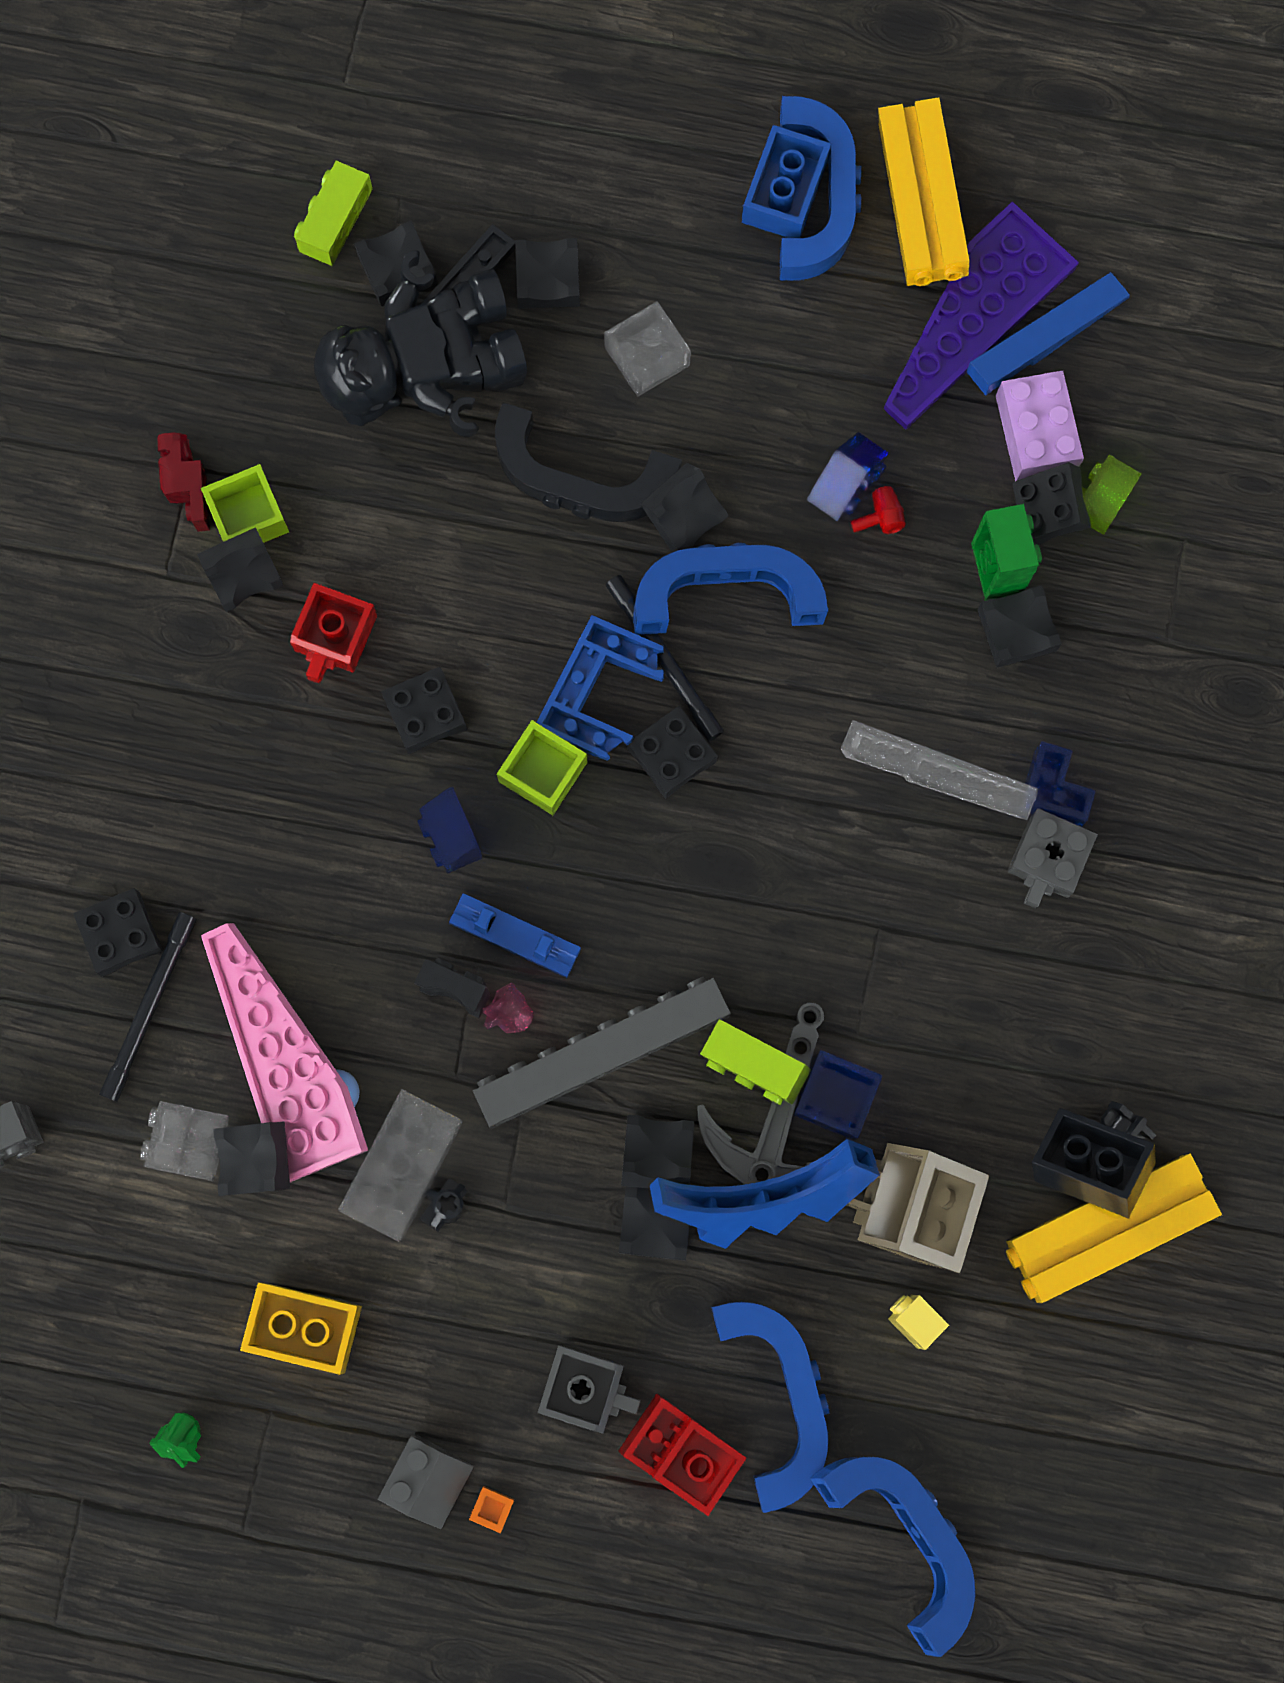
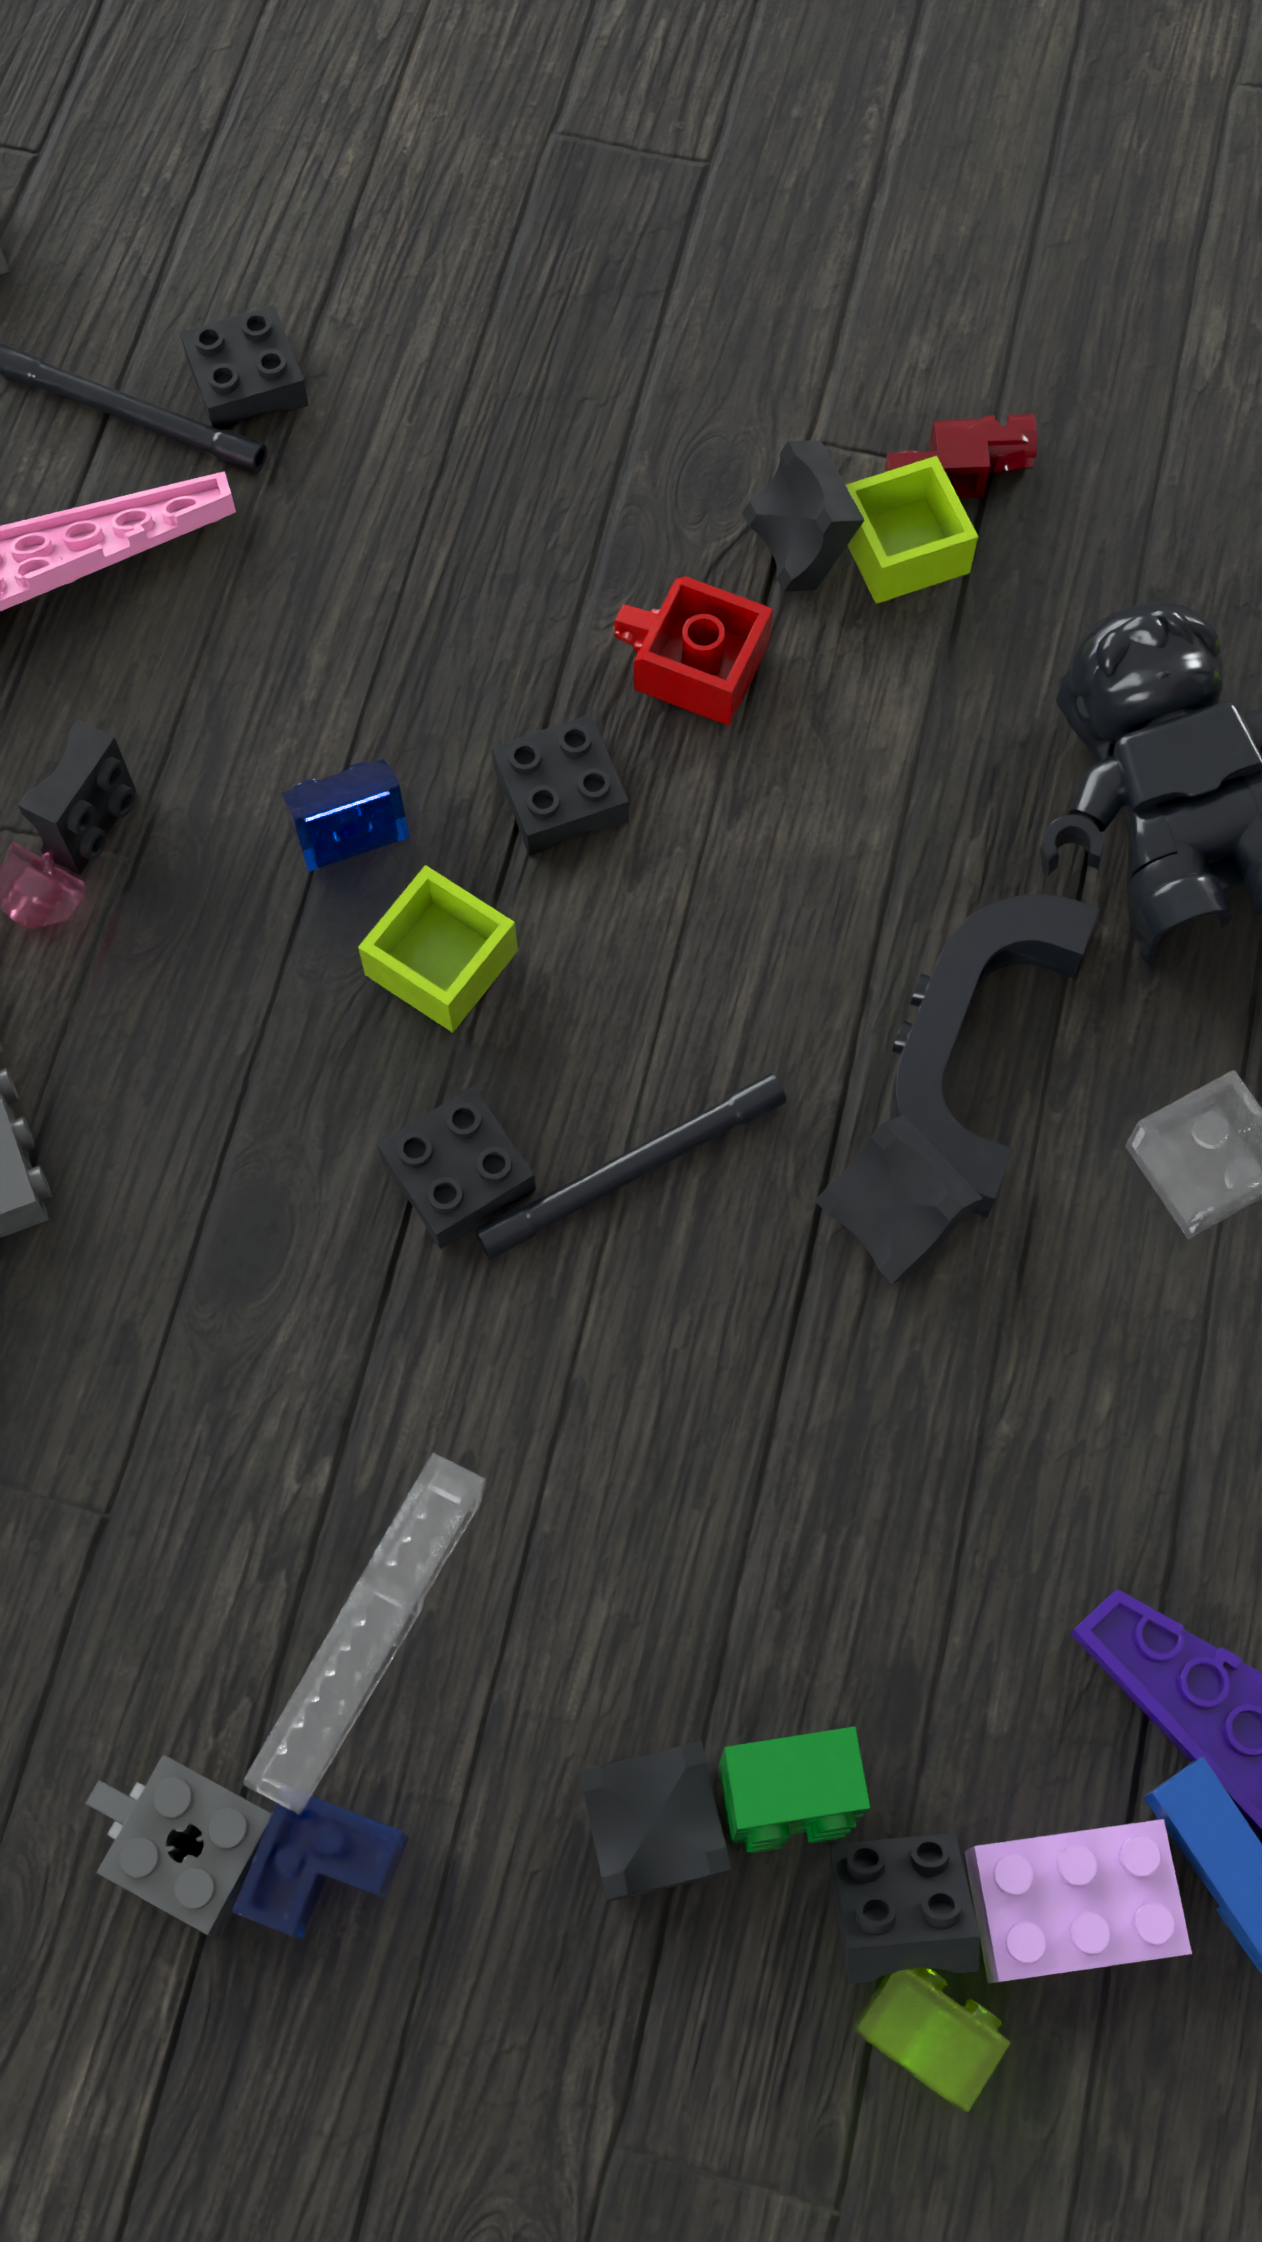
camera: 95 degrees right, 10 degrees down
(515, 935) = (167, 912): blue hinge -> none
(597, 645) = (532, 987): blue wedge -> none
(729, 565) = (760, 1149): blue arch -> none
(847, 473) = (969, 1503): clear blue brick -> none
(887, 513) = (896, 1581): red piece -> none

